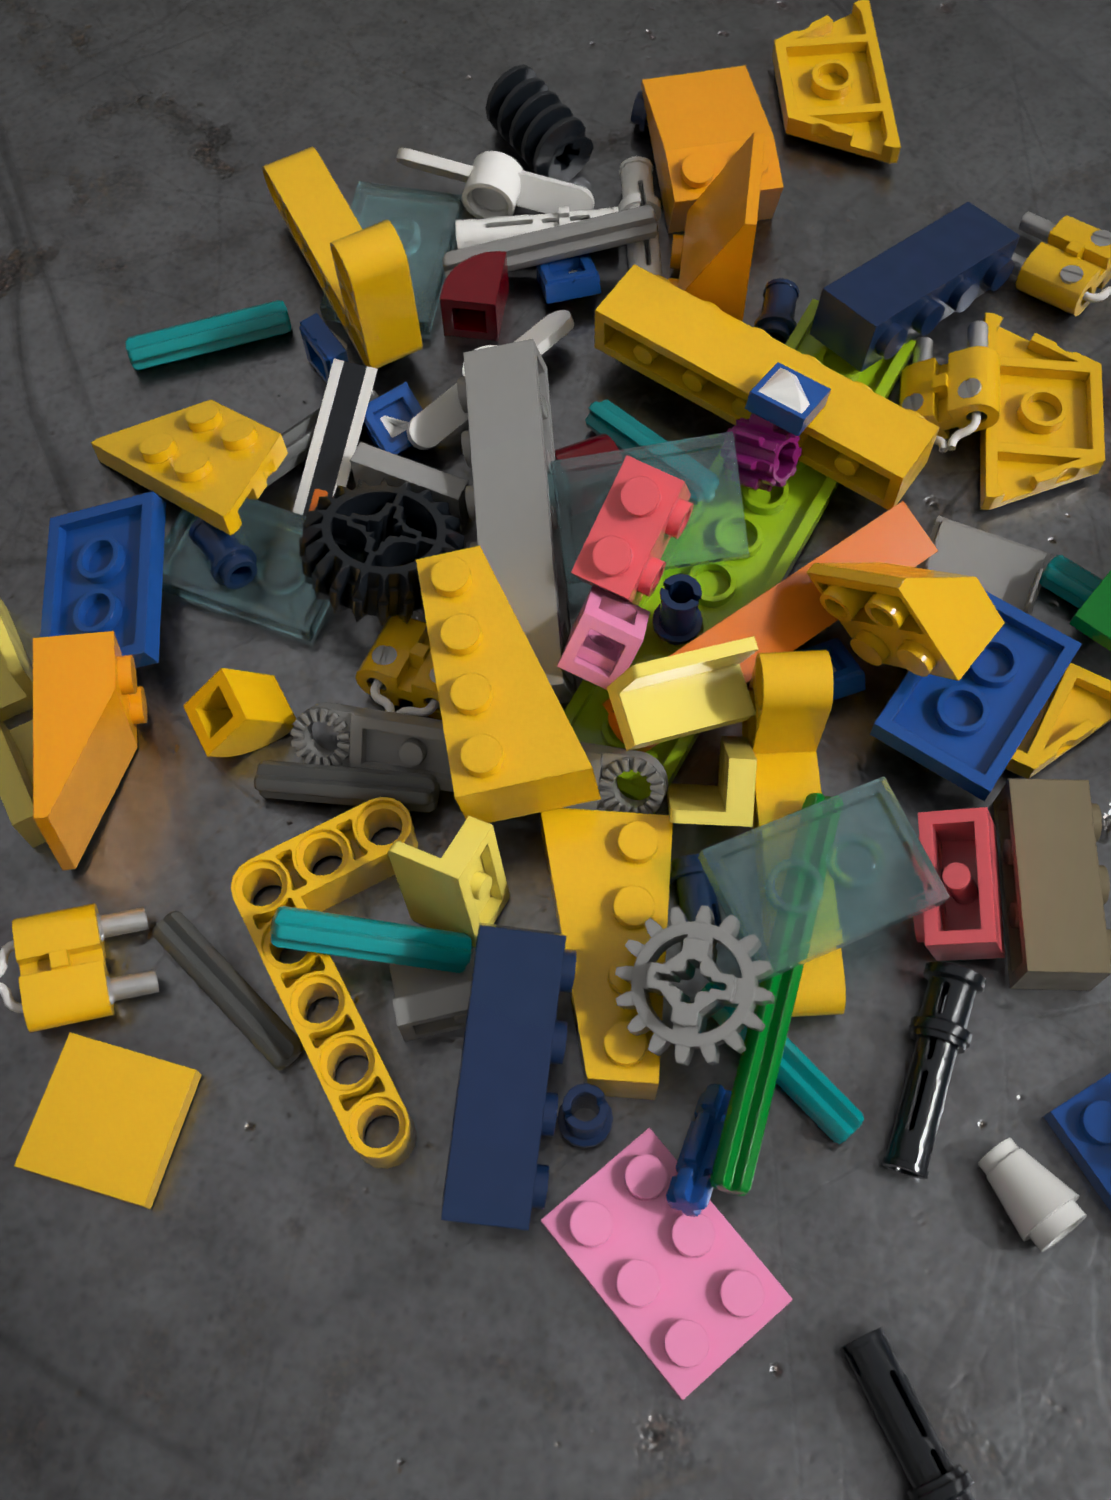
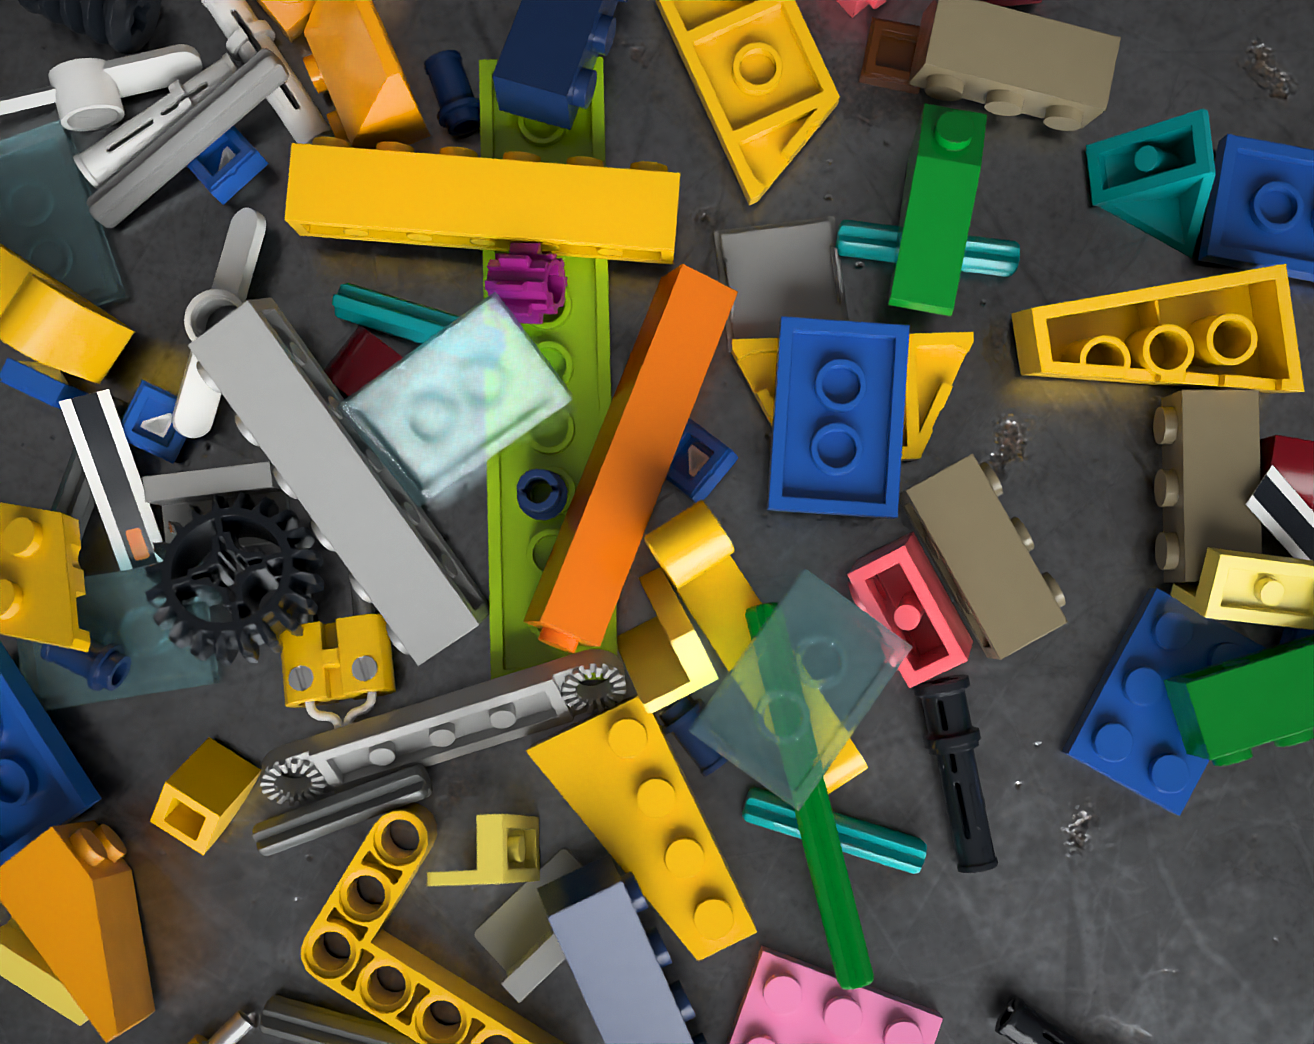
camera: 30 degrees left, 20 degrees up
(370, 939) = (451, 945): teal axle -> none
(476, 297) = (149, 237): dark red brick -> none
(498, 712) = (428, 689): yellow wedge -> none
(580, 1132) = (713, 990): dark blue pin -> none
(604, 638) = (491, 562): bright pink brick -> none
(633, 531) = (459, 451): coral brick -> none
(683, 694) = (598, 602): light yellow panel -> none
(688, 1018) = (729, 875): light grey gear -> none
(691, 1187) = (824, 991): blue axle -> none
(787, 399) = (526, 230): blue tile -> none
(909, 615) = (747, 395): yellow slope -> none
(955, 393) = (665, 100): yellow piece -> none
(1031, 1195) = (1084, 831): white cone -> none

